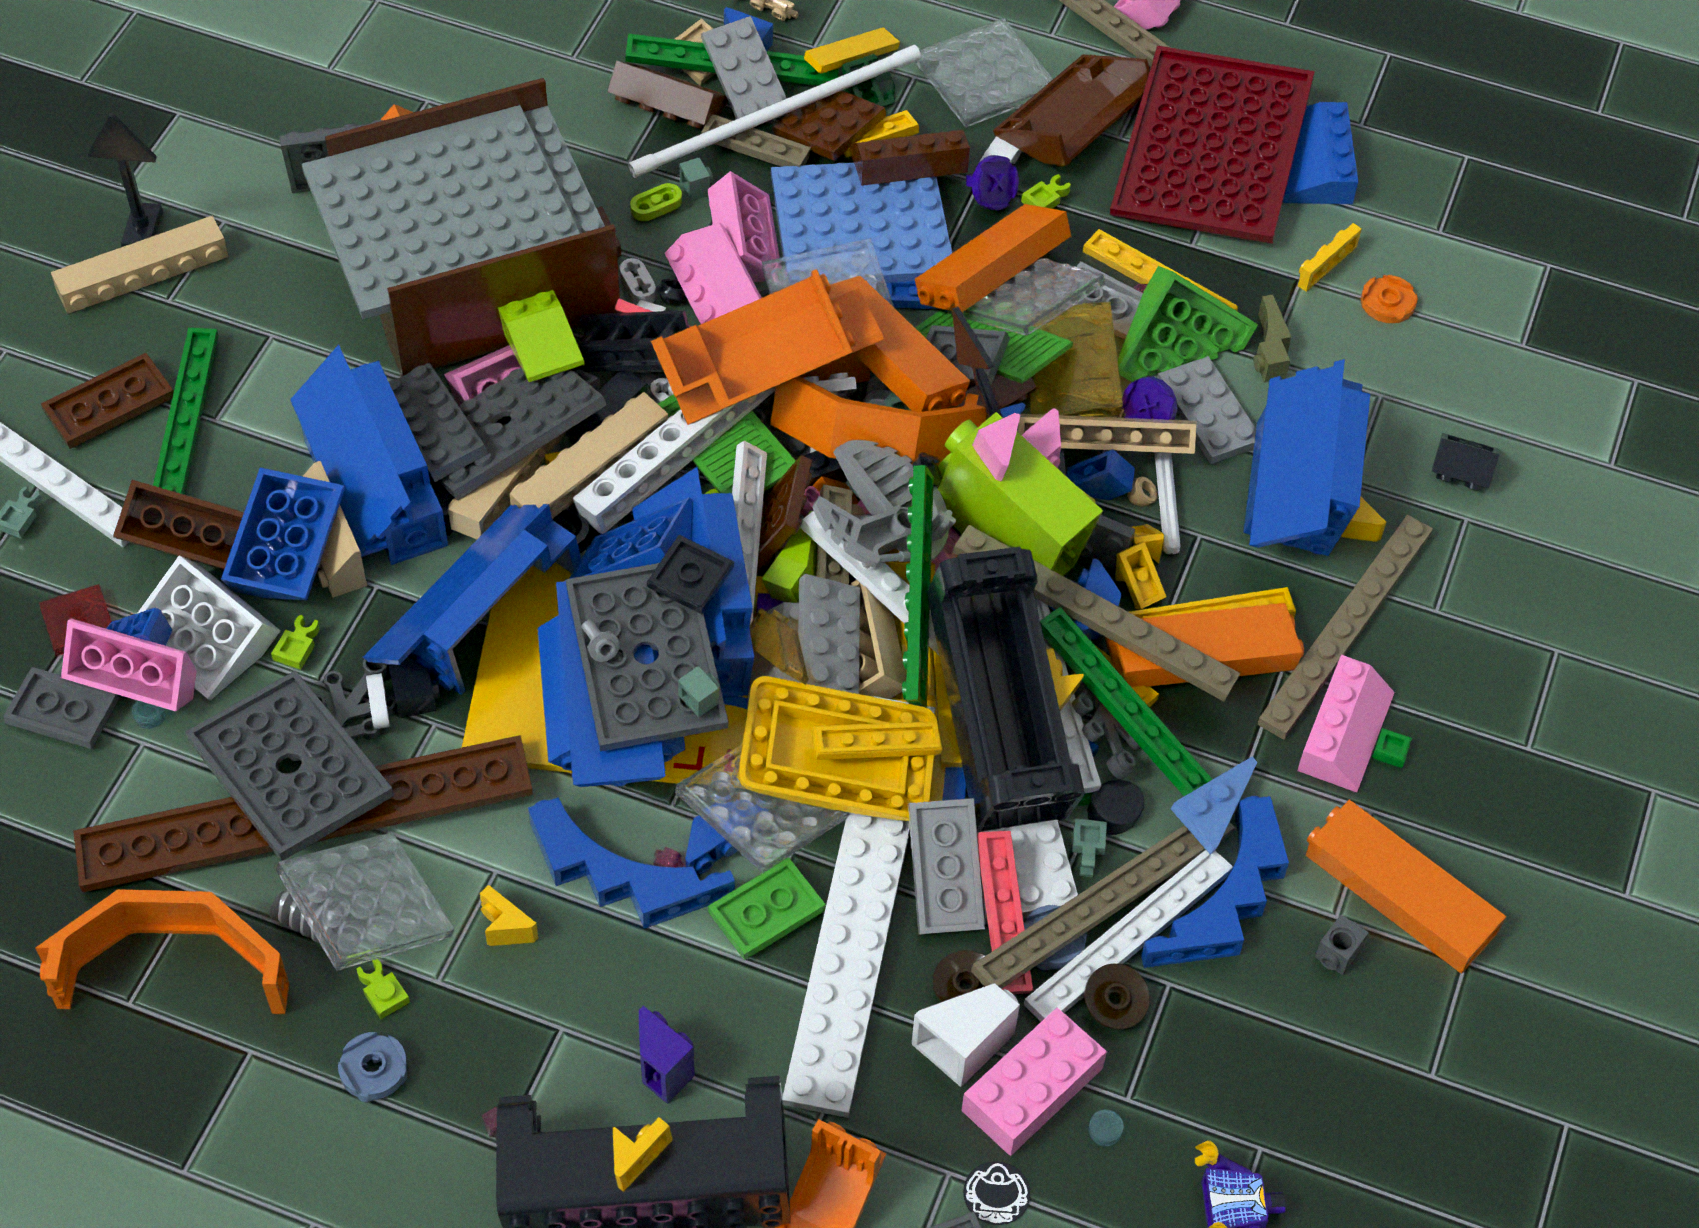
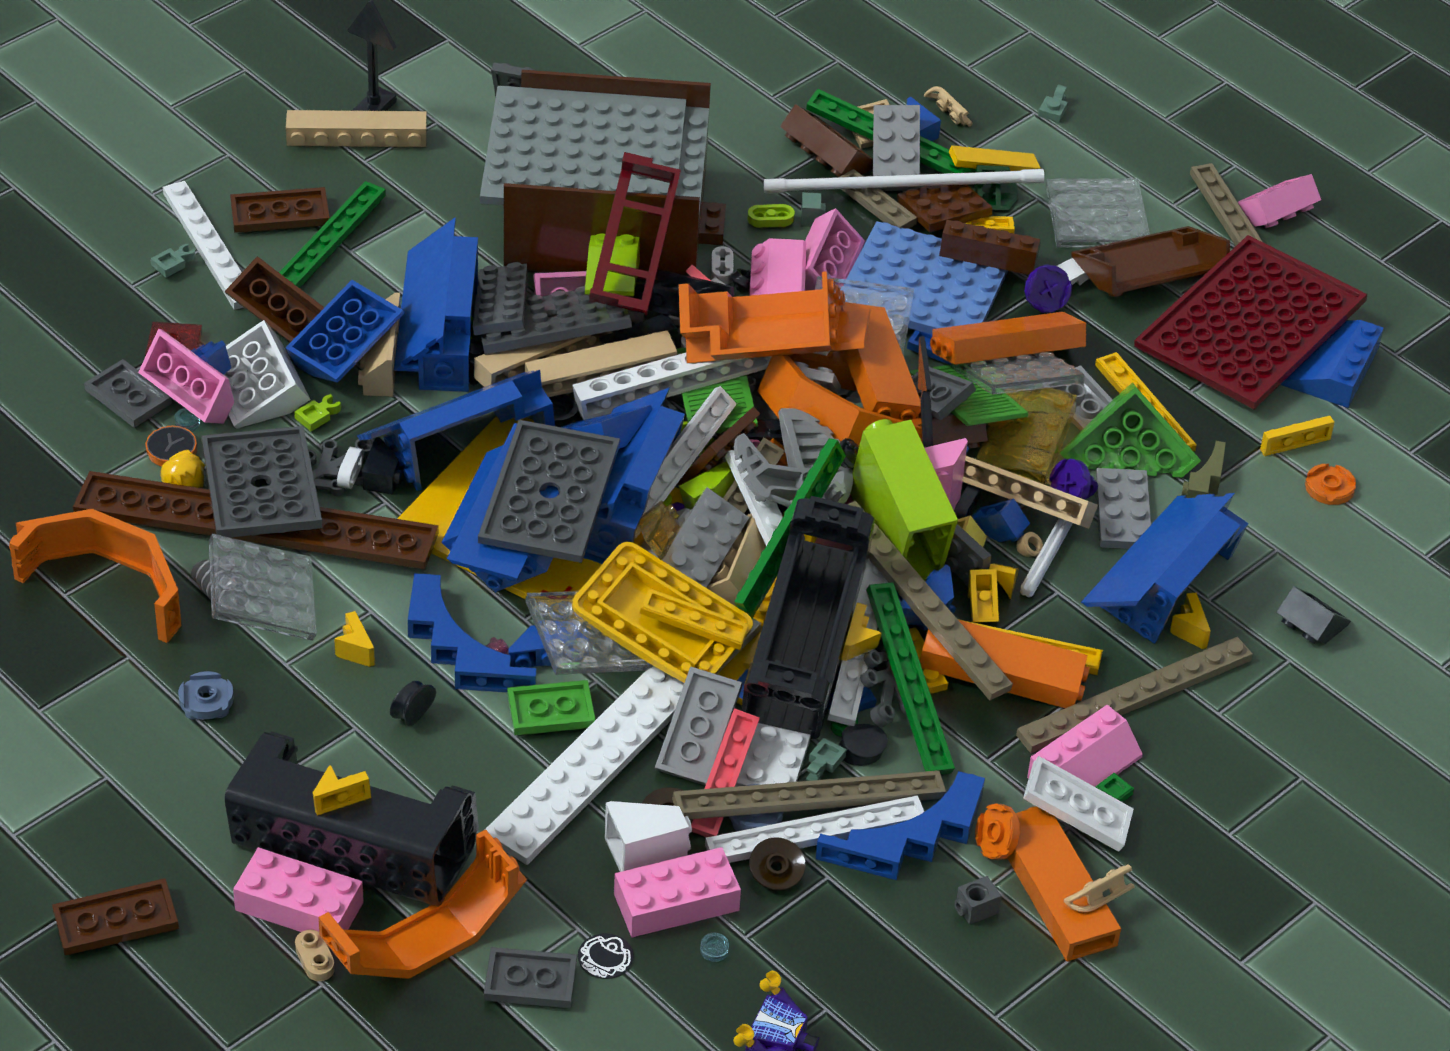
camera: 25 degrees right, 10 degrees down
(149, 755) = (169, 441): none -> black tile
(185, 784) = (183, 470): none -> yellow hair
(382, 992) = (243, 653): lime plate -> none
(545, 213) = (642, 167): none -> dark red piece
(602, 645) = (517, 469): light grey plate -> none
(616, 972) = (412, 702): none -> black piece
(664, 1055) = (411, 764): dark purple slope -> none
(690, 574) = (612, 448): black tile -> none
(699, 691) = (569, 524): sand green plate -> none
(995, 444) = (896, 437): bright pink slope -> none
(1046, 195) = (1089, 313): lime plate -> none
(1211, 806) = (934, 767): medium blue wing -> none
(1319, 855) = (997, 831): none -> orange tile
(1379, 785) = (1078, 803): none -> white plate
(1459, 886) = (1094, 890): none -> tan piece

